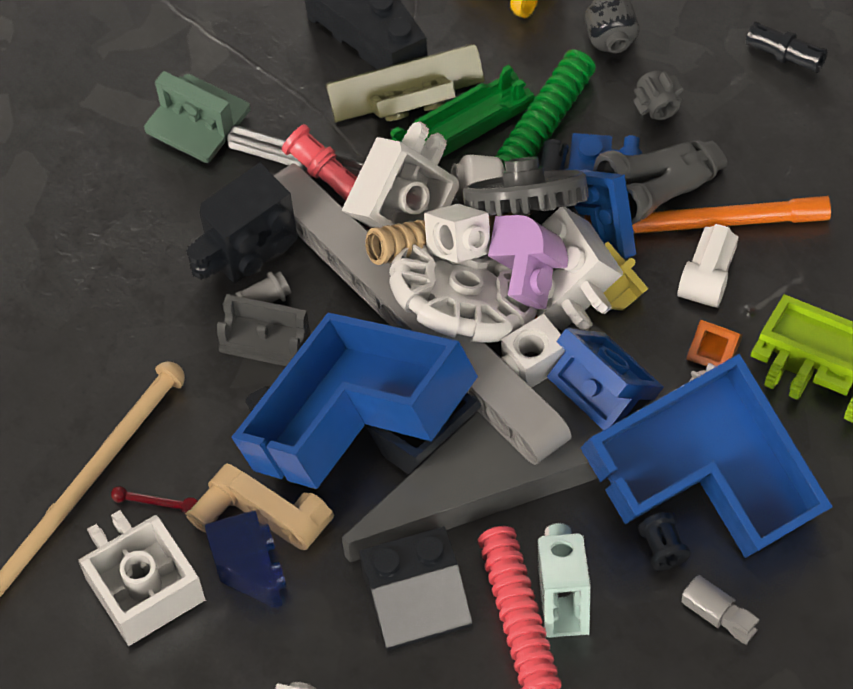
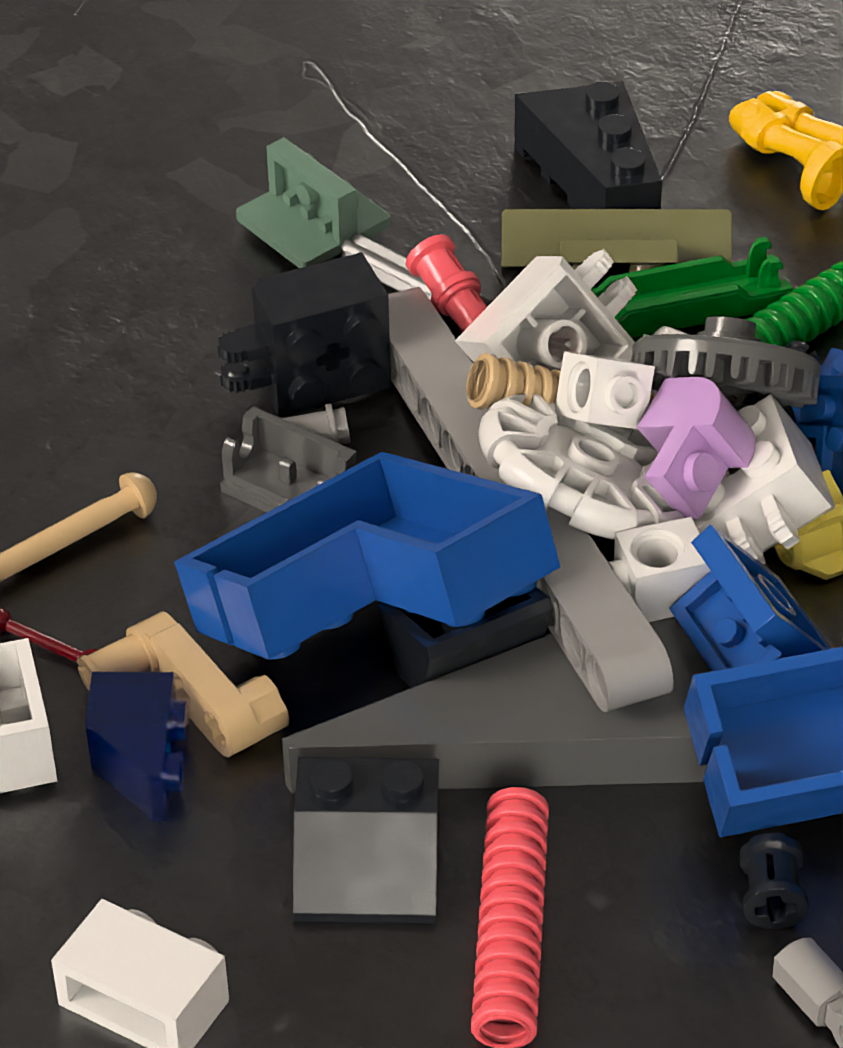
camera: 15 degrees right, 15 degrees down
(563, 569) = (598, 860): light aqua torso -> none

